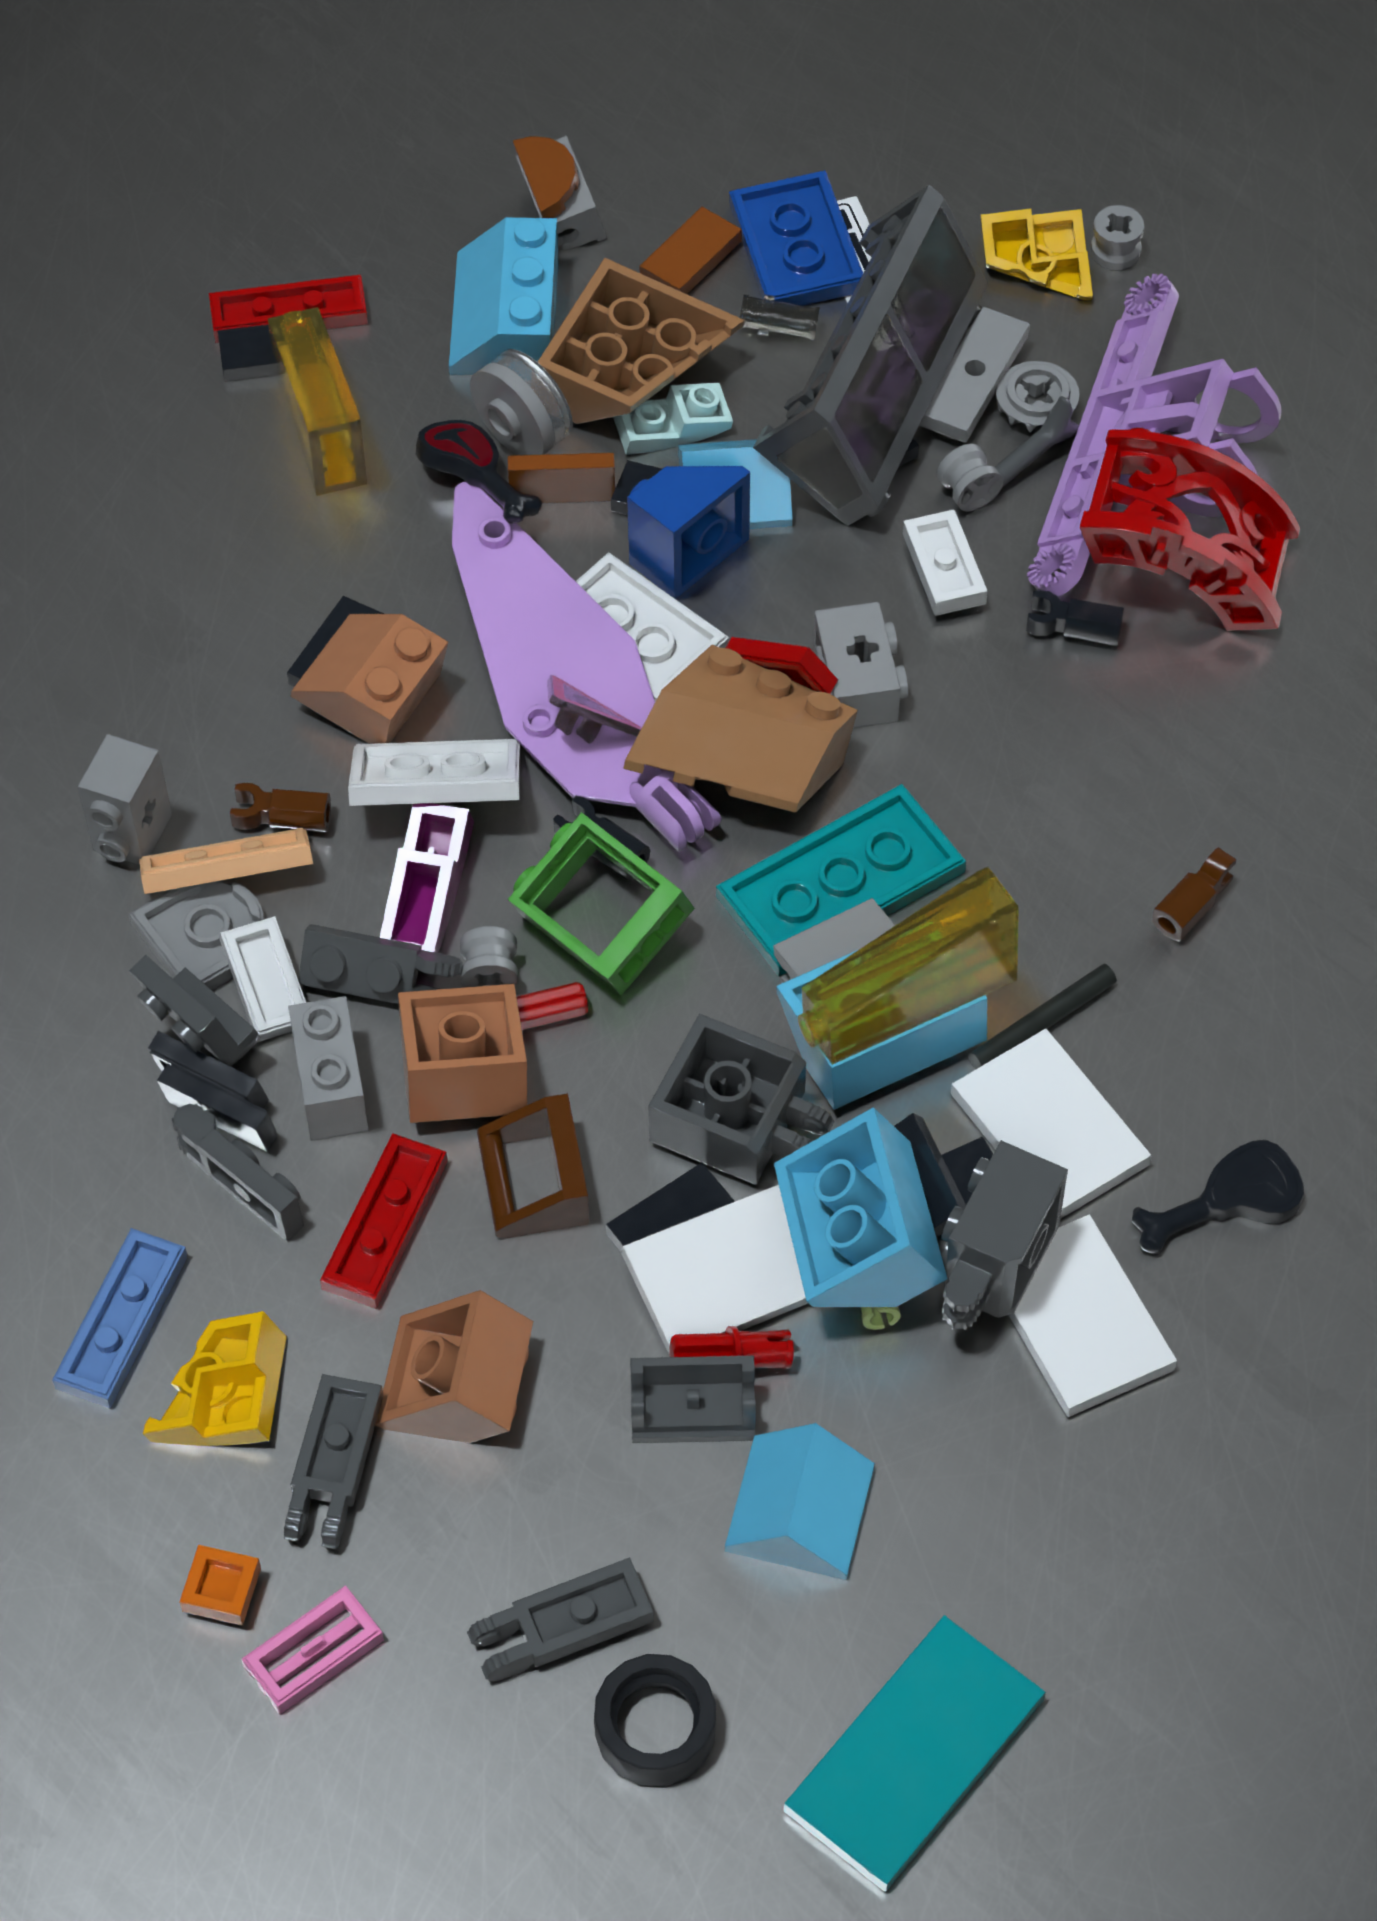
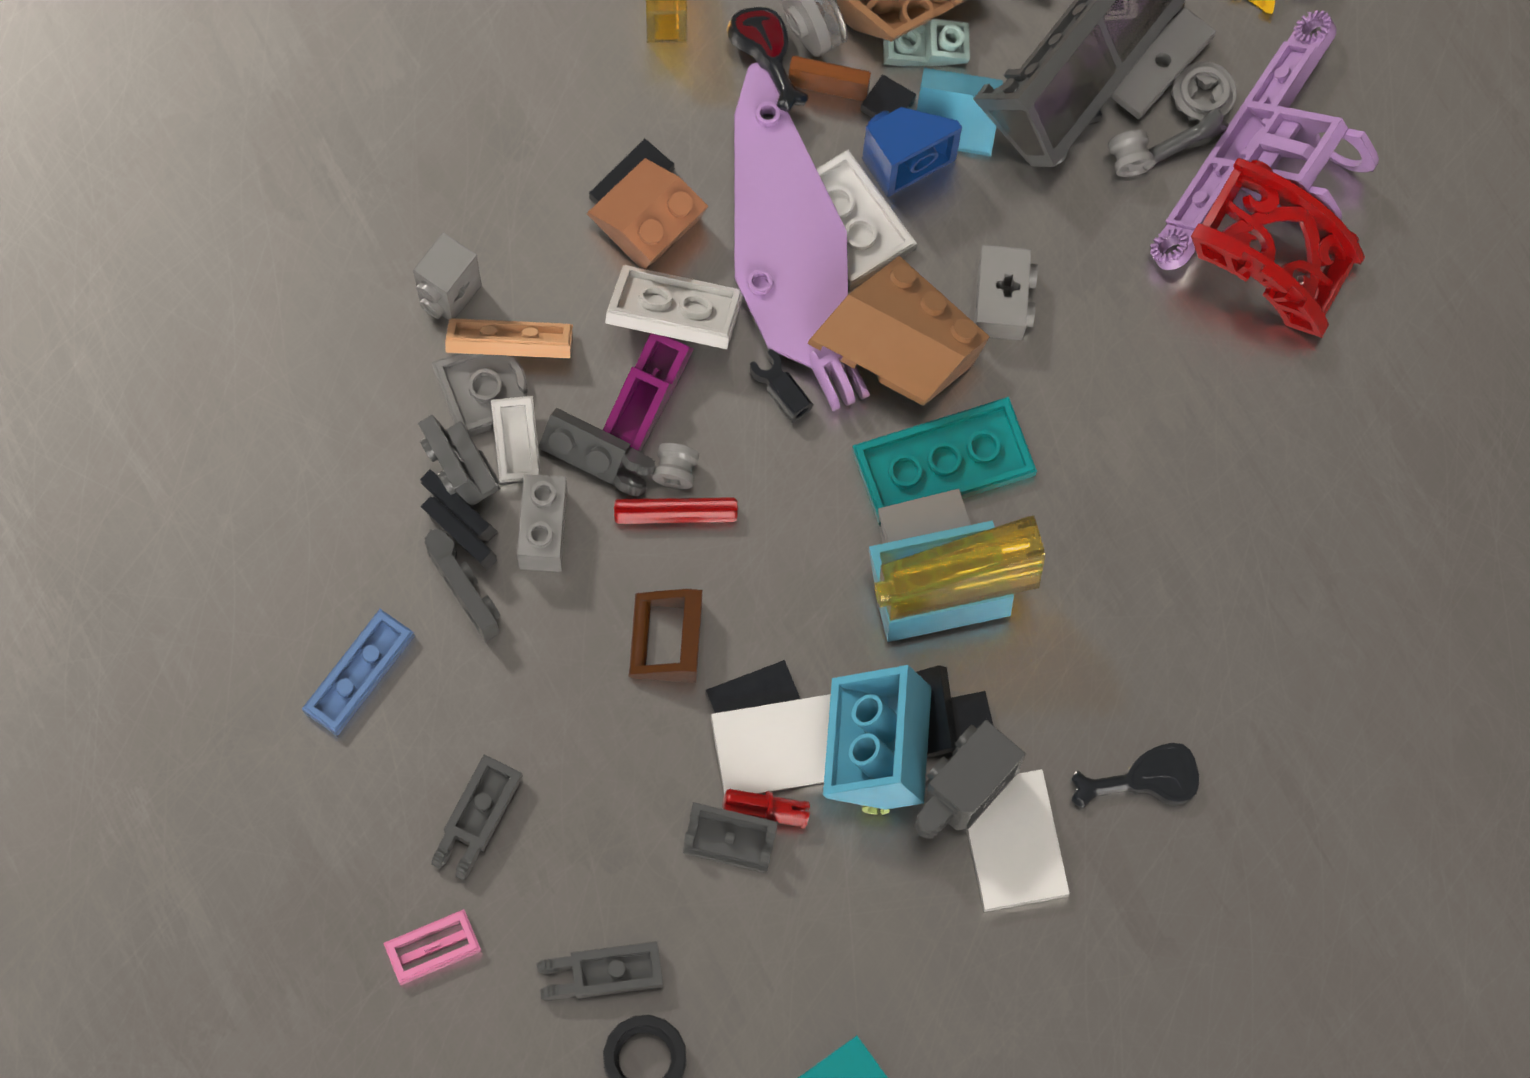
camera: 10 degrees right, 15 degrees up
(220, 1585) = (381, 887): orange plate -> none
(226, 1386) = (418, 742): yellow slope -> none
(281, 809) = (560, 304): reddish brown bar -> none
(384, 1221) = (555, 645): red tile -> none
(456, 1370) = (575, 774): nougat slope -> none
(462, 1053) = (638, 536): nougat slope -> none
(595, 714) = (789, 281): clear smoke piece -> none
(642, 934) = (786, 478): bright green window -> none
(732, 1101) = (818, 648): dark grey hinge -> none
(793, 660) = (946, 284): red tile -> none
(801, 1501) = (784, 928): medium azure slope -> none
(944, 562) = (1092, 220): white plate -> none
(1045, 1015) = (1055, 607): pearl dark grey bar -> none
(1051, 1109) = (1036, 690): white tile -> none
(1075, 618) = (1176, 291): black bar -> none
(1193, 896) = (1191, 541): reddish brown bar -> none

